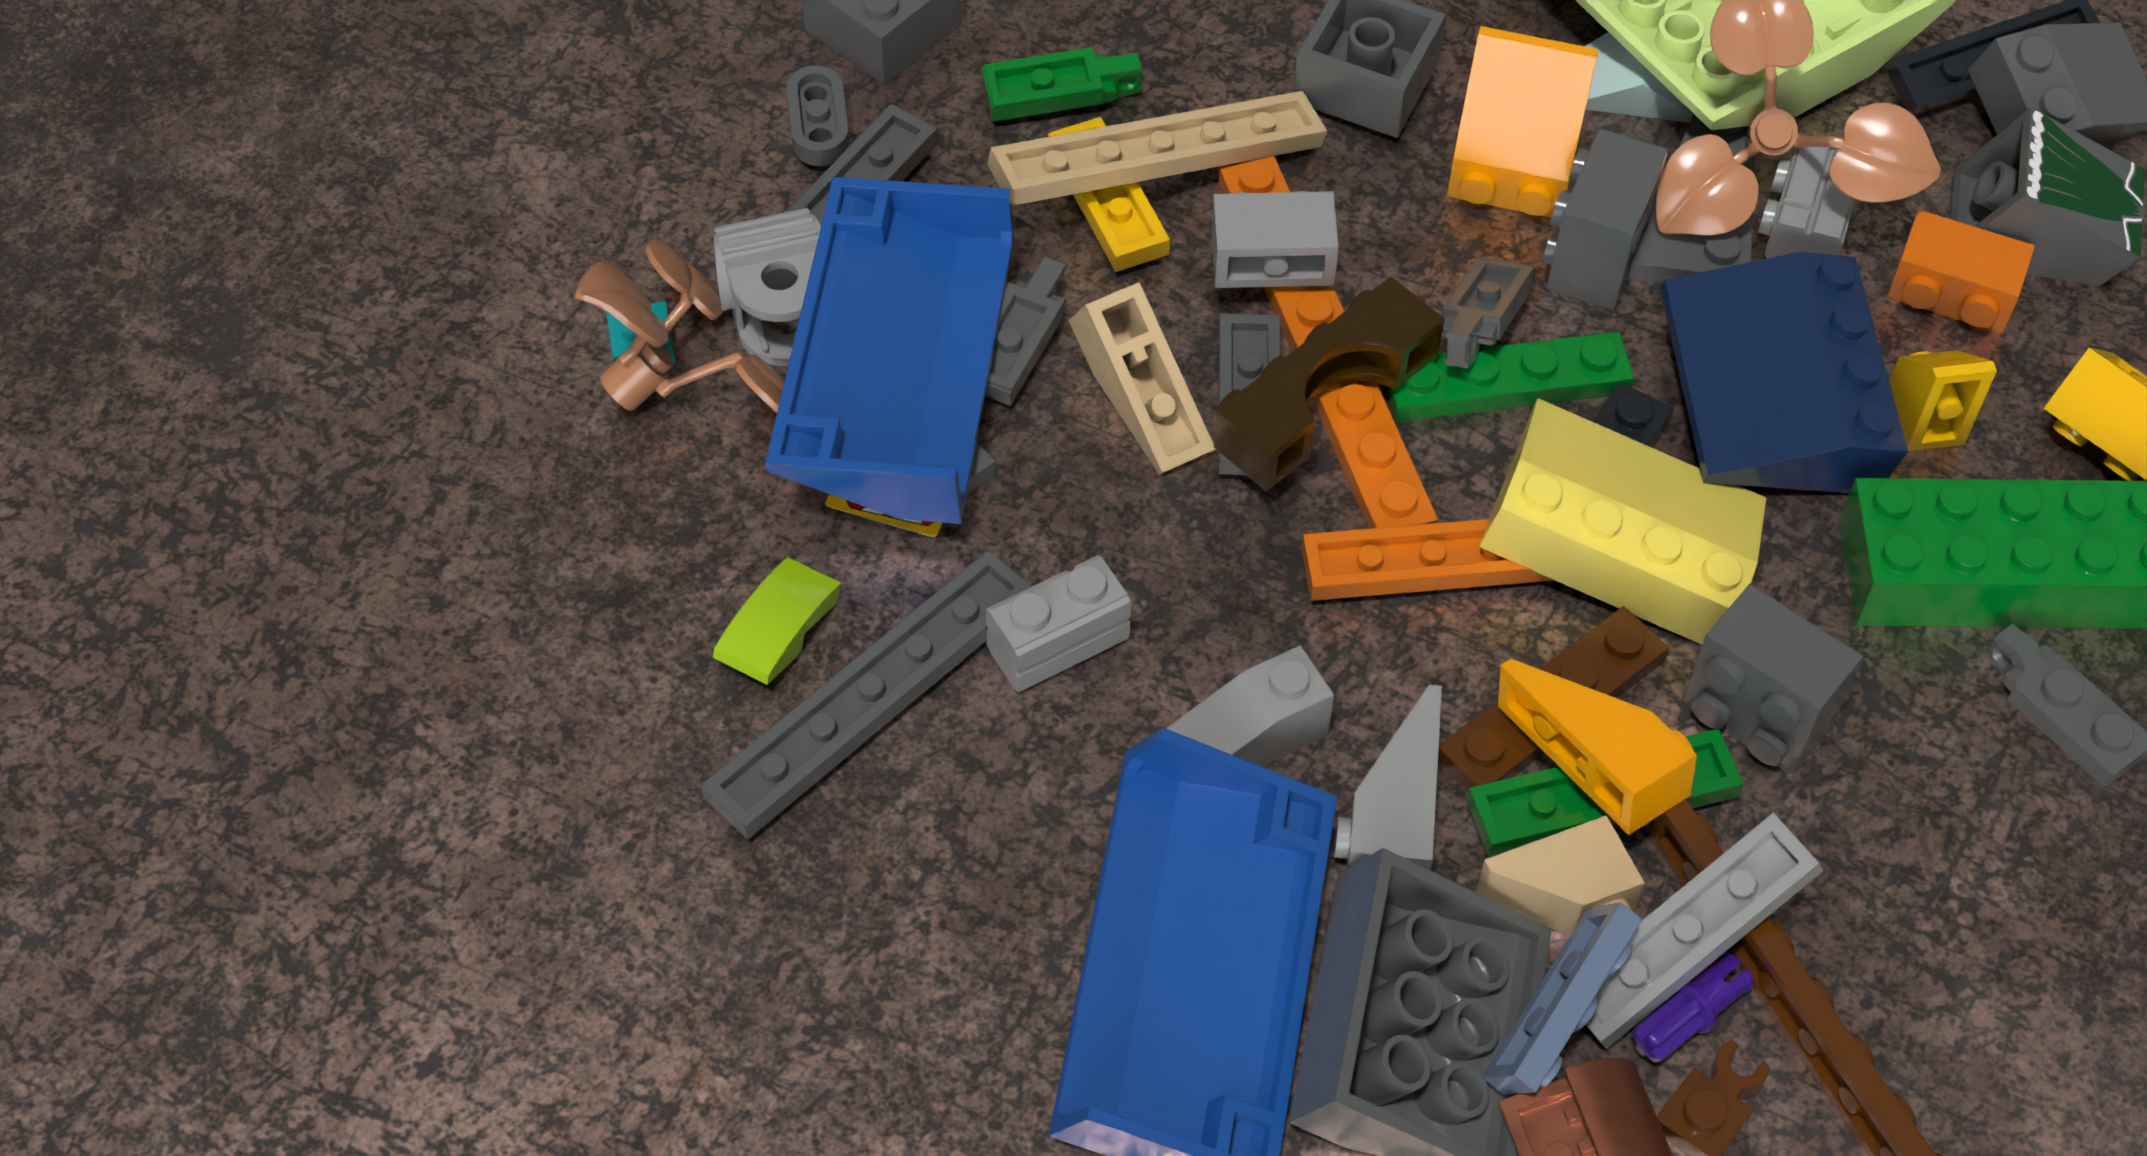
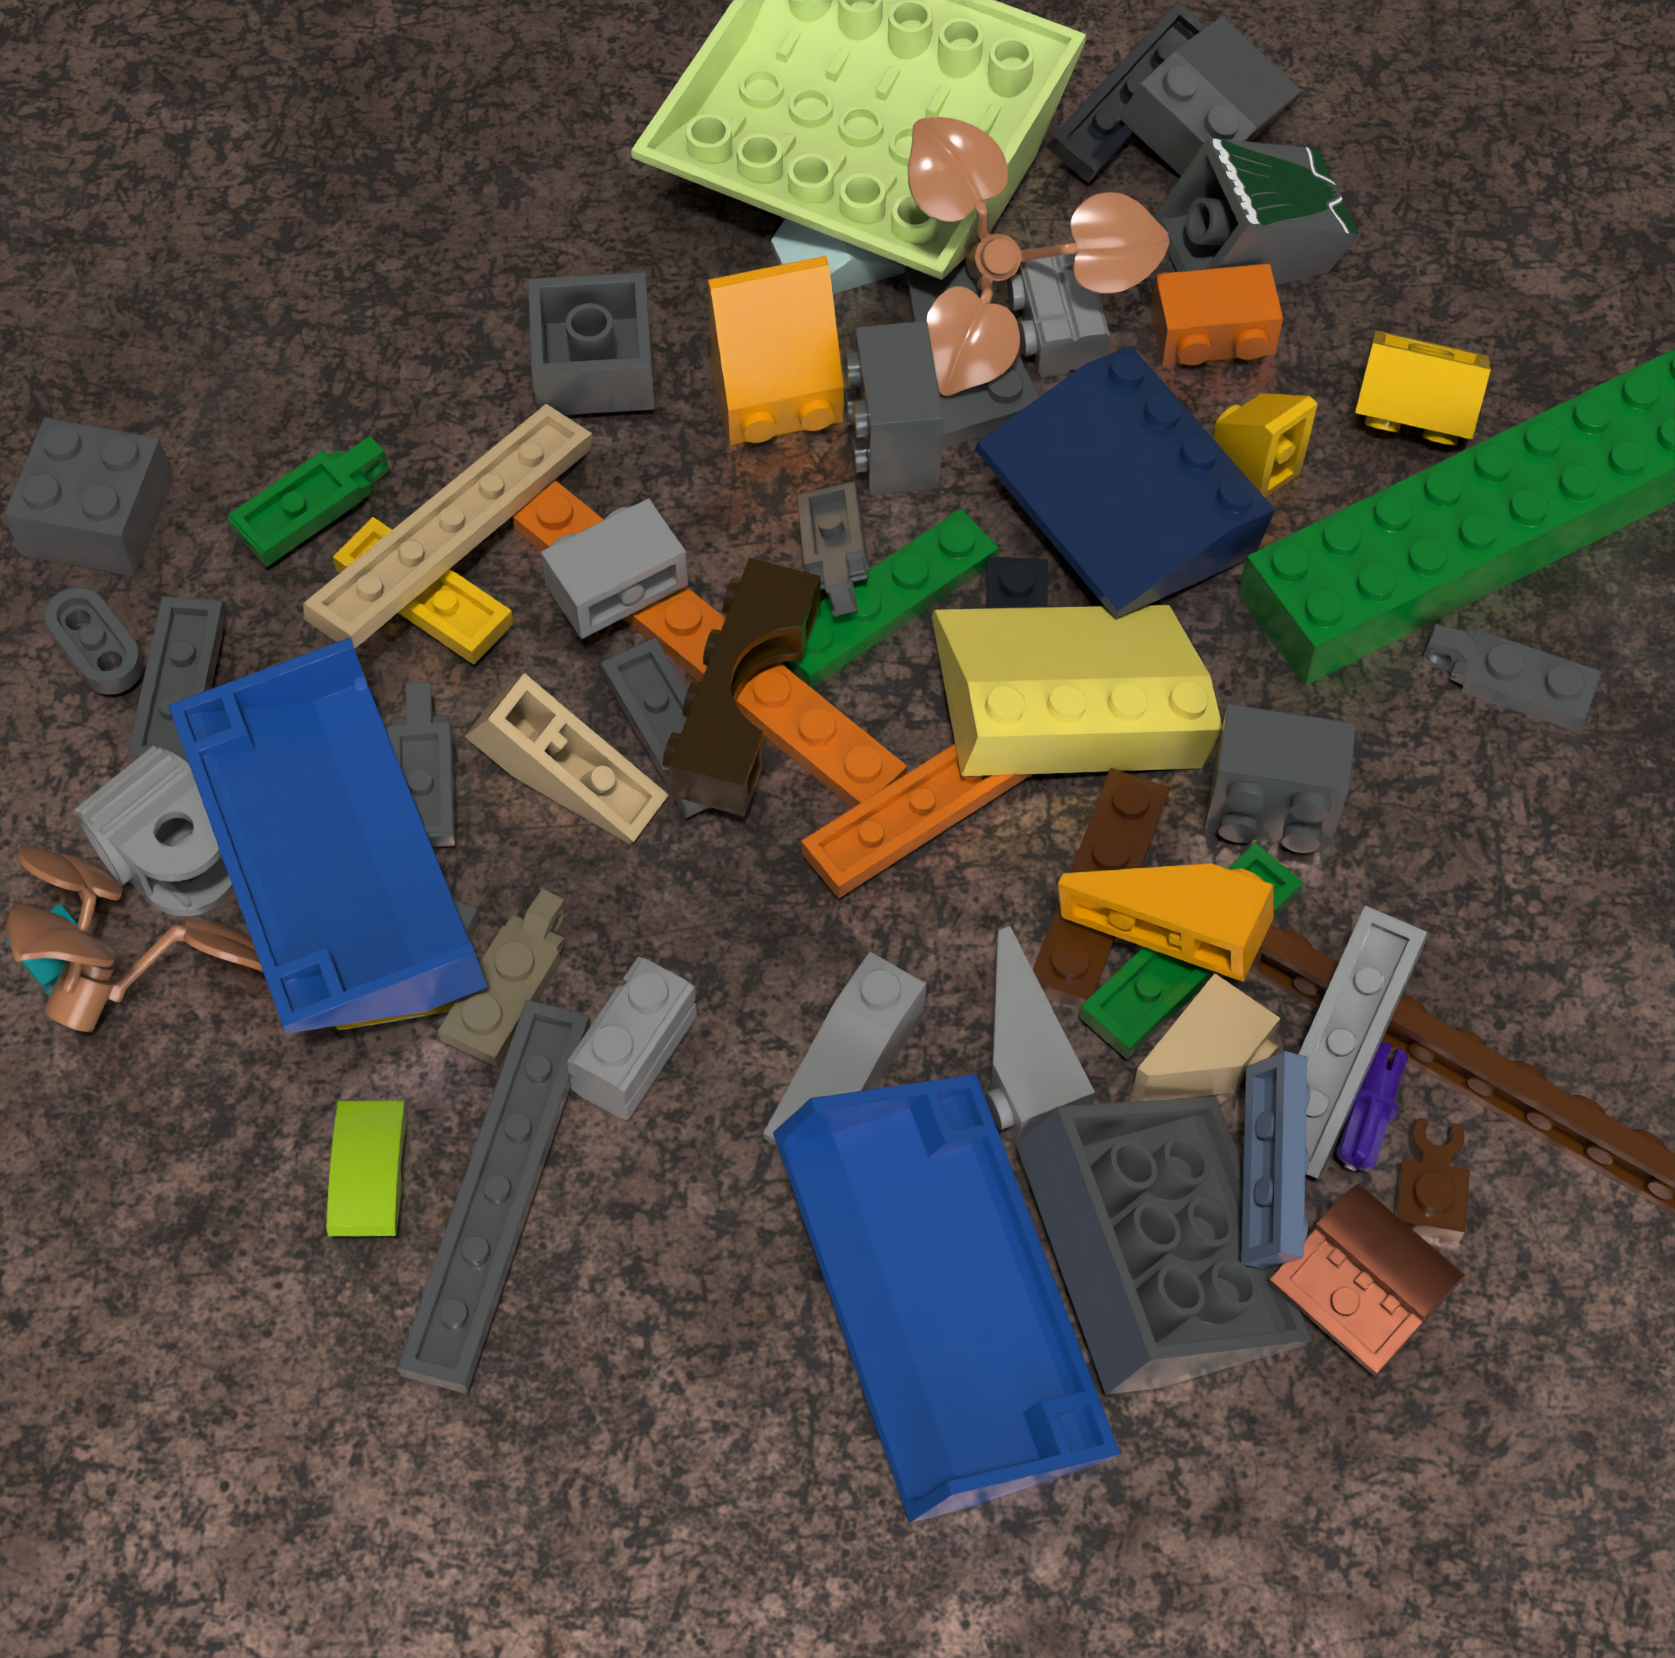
camera: 30 degrees left, 5 degrees up
(1001, 522) = (515, 970): none -> dark tan hinge

